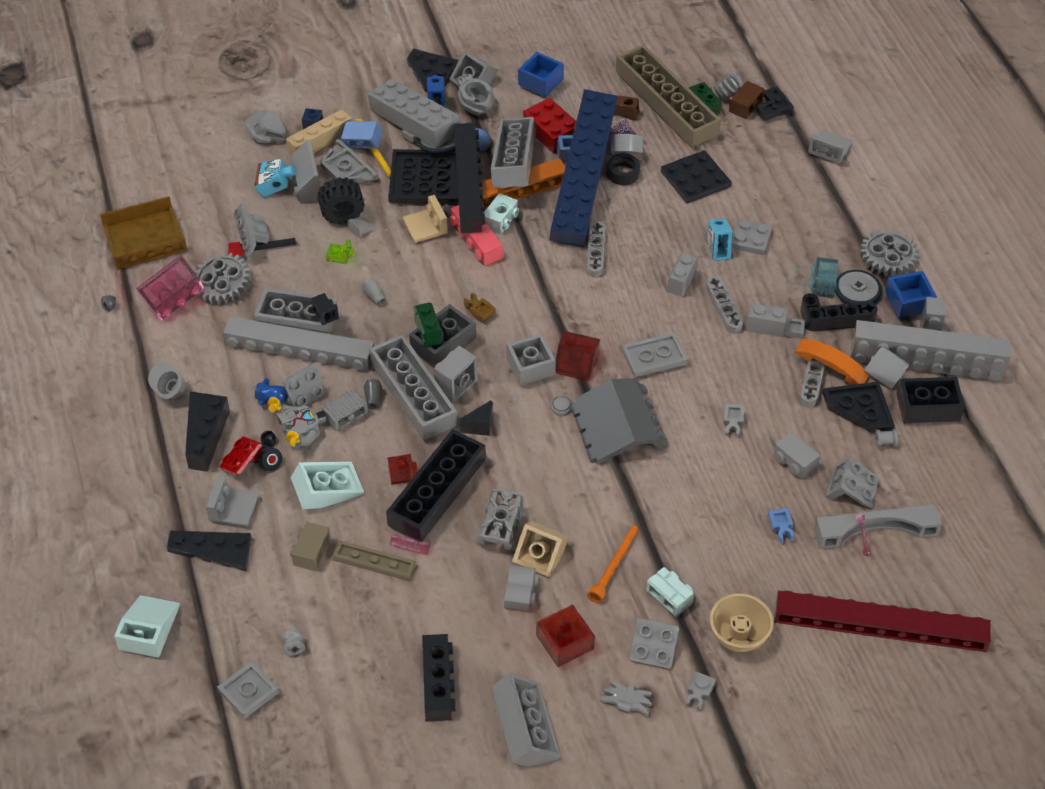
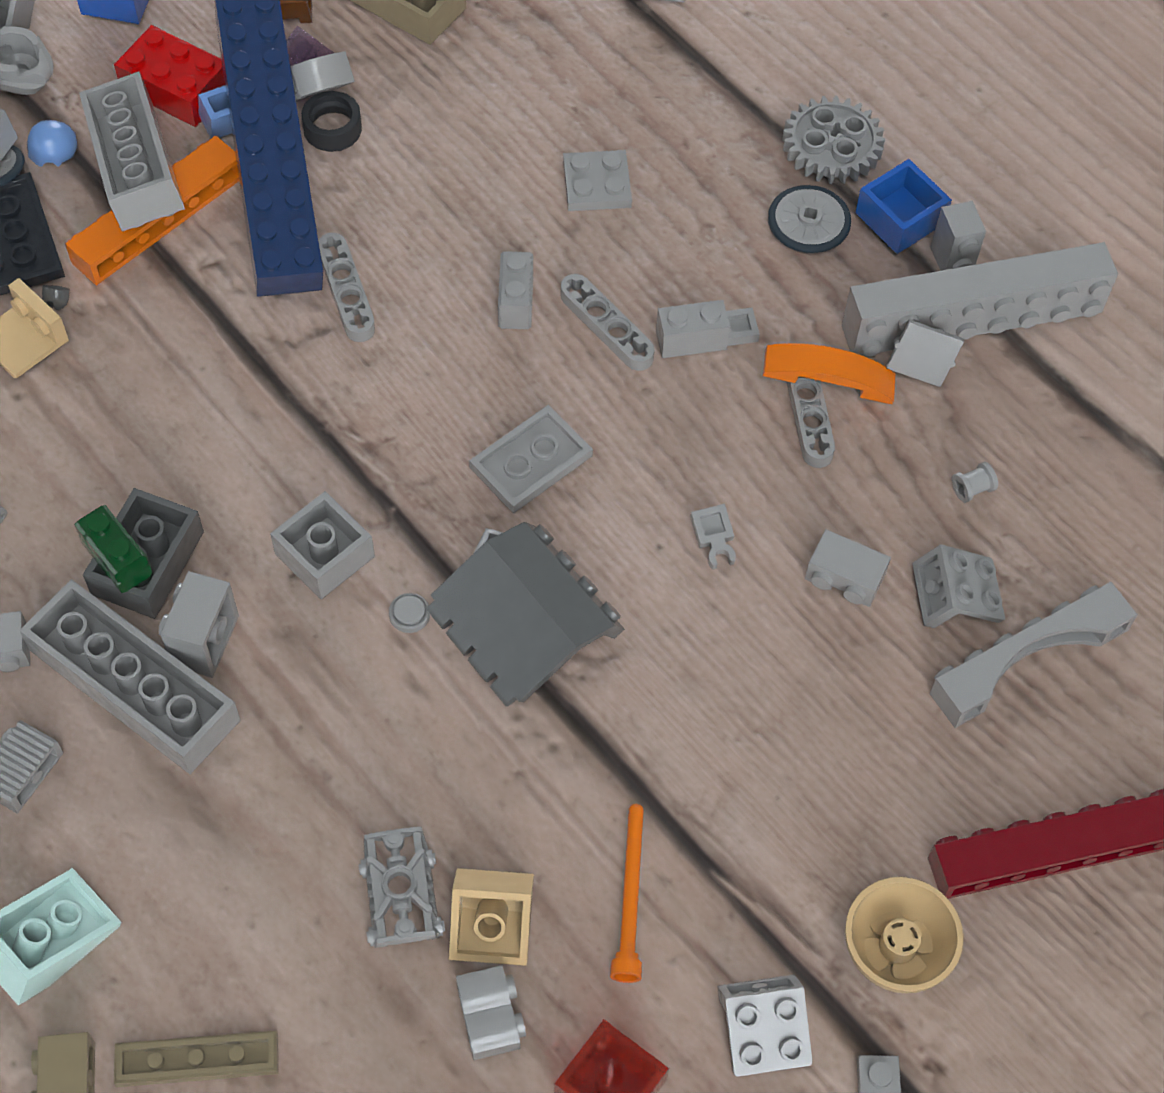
camera: 25 degrees left, 10 degrees up
(372, 392) = (57, 711): dark grey cone -> none
(401, 468) = (174, 850): clear red brick -> none
(409, 544) = (249, 998): clear pink axle -> none
(436, 485) = (253, 864): black brick -> none
(467, 178) = (68, 226): black brick -> none
(478, 421) = (277, 699): black slope -> none
(480, 309) = (189, 472): pearl gold plate -> none
(484, 243) = (123, 326): coral brick -> none
(501, 213) = (150, 274): light aqua brick -> none
(577, 355) = (399, 507): clear red slope -> none
(670, 591) = (751, 913): light aqua brick -> none
(695, 176) = (459, 97): black plate -> none
(721, 232) = (551, 202): medium azure torso -> none
(781, 521) = (877, 703): medium blue plate -> none
(825, 277) = (750, 218): clear light blue brick -> none
(834, 316) = (796, 286): black beam -> none
(860, 404) = (910, 435): black plate -> none
(861, 518) = (1010, 654): clear pink hinge -> none
(930, 399) = (1016, 388): black brick -> none

